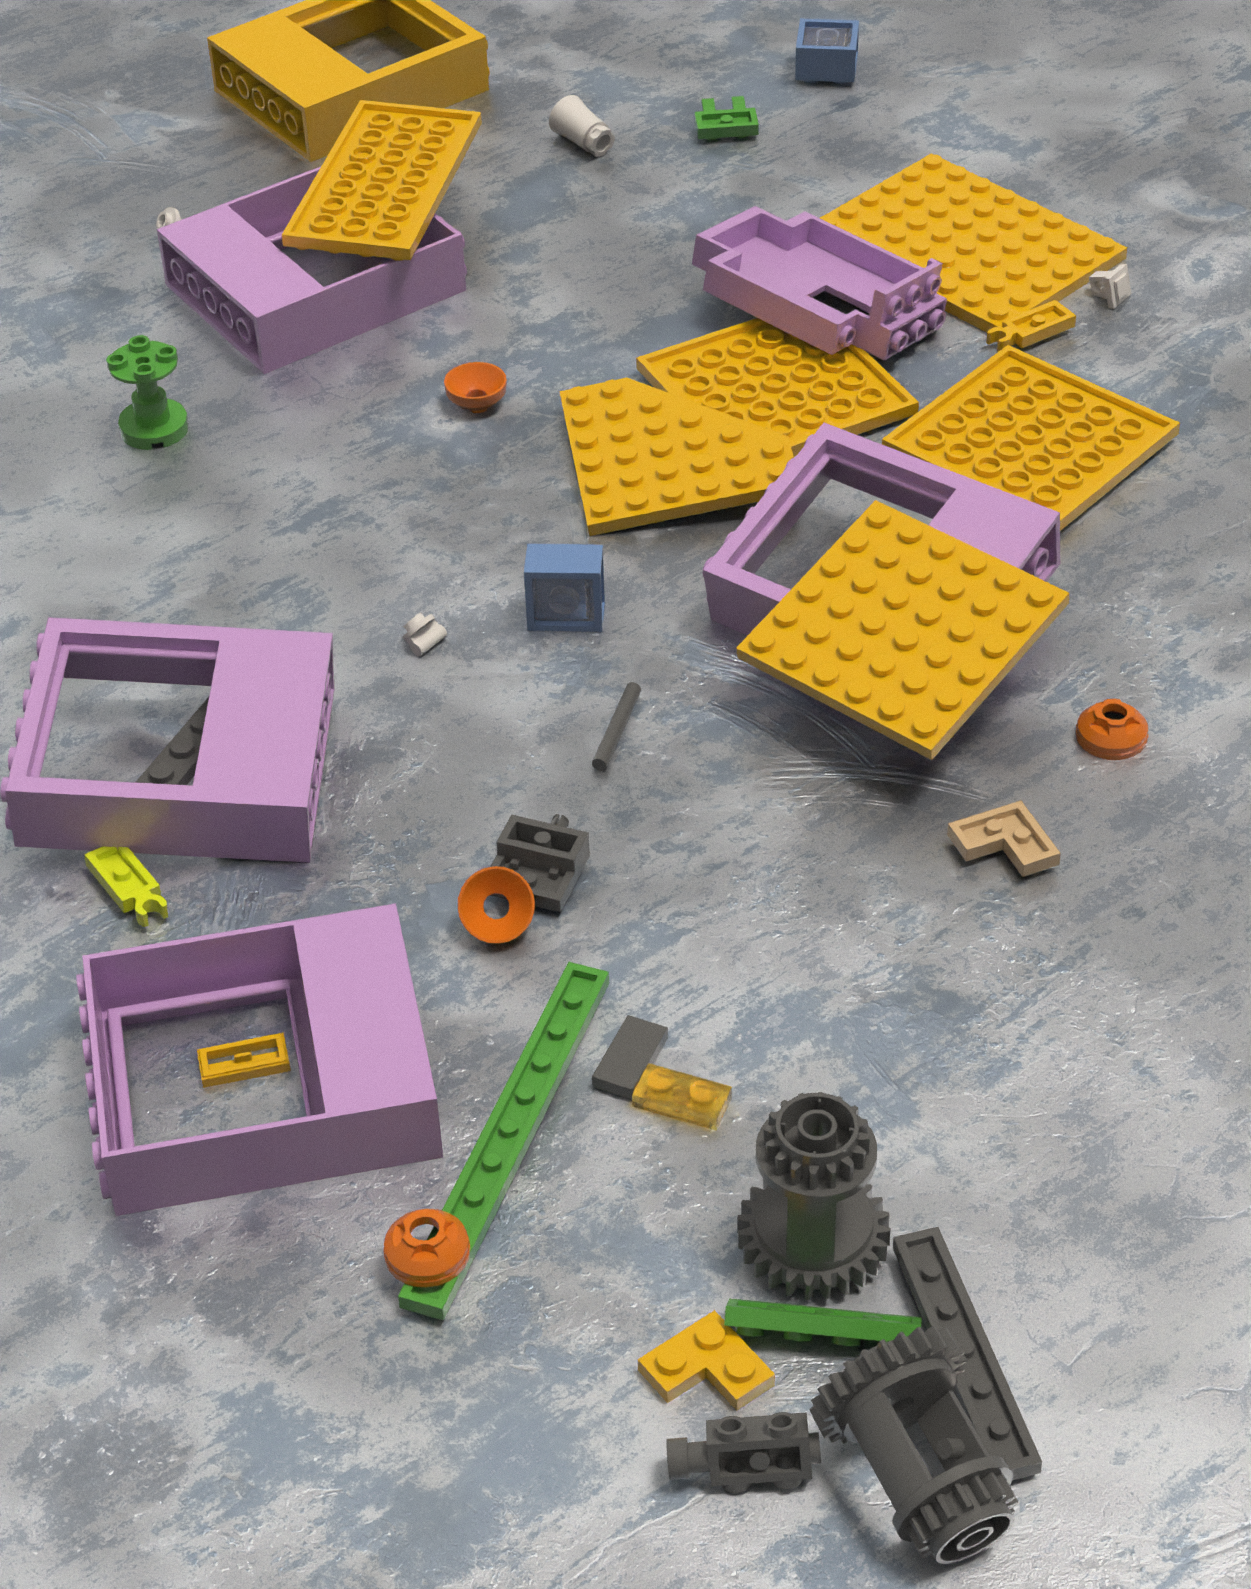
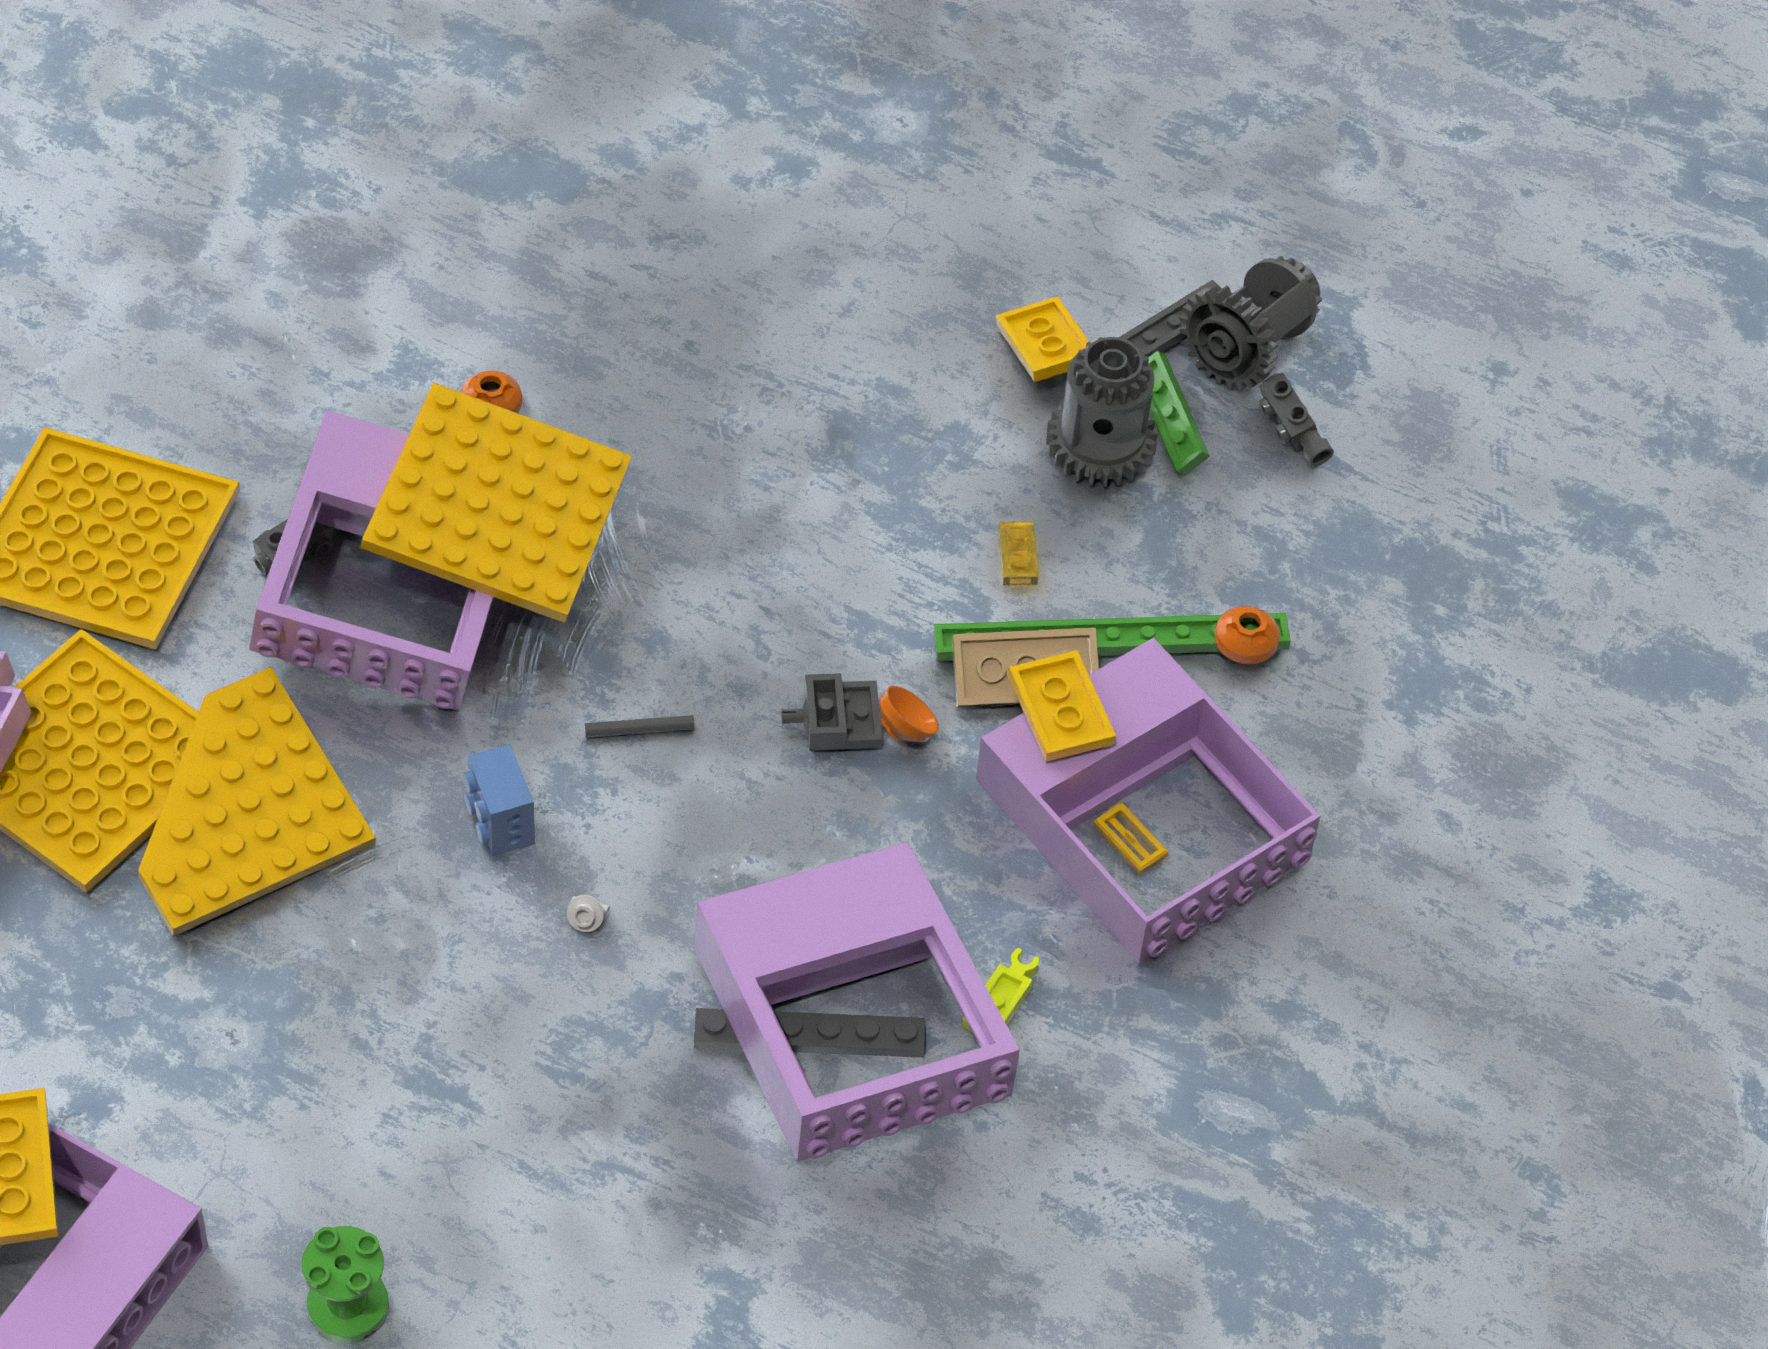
camera: 120 degrees left, 10 degrees up
(382, 966) = (1061, 705): none -> yellow plate
(475, 385) = (182, 996): orange piece -> none
(501, 1026) = (985, 658): none -> tan plate
(628, 1056) = (998, 594): dark grey tile -> none
(709, 1352) = (1225, 473): yellow plate -> none
(997, 1223) = (1042, 337): none -> yellow plate
(1006, 829) = (652, 428): tan plate -> none

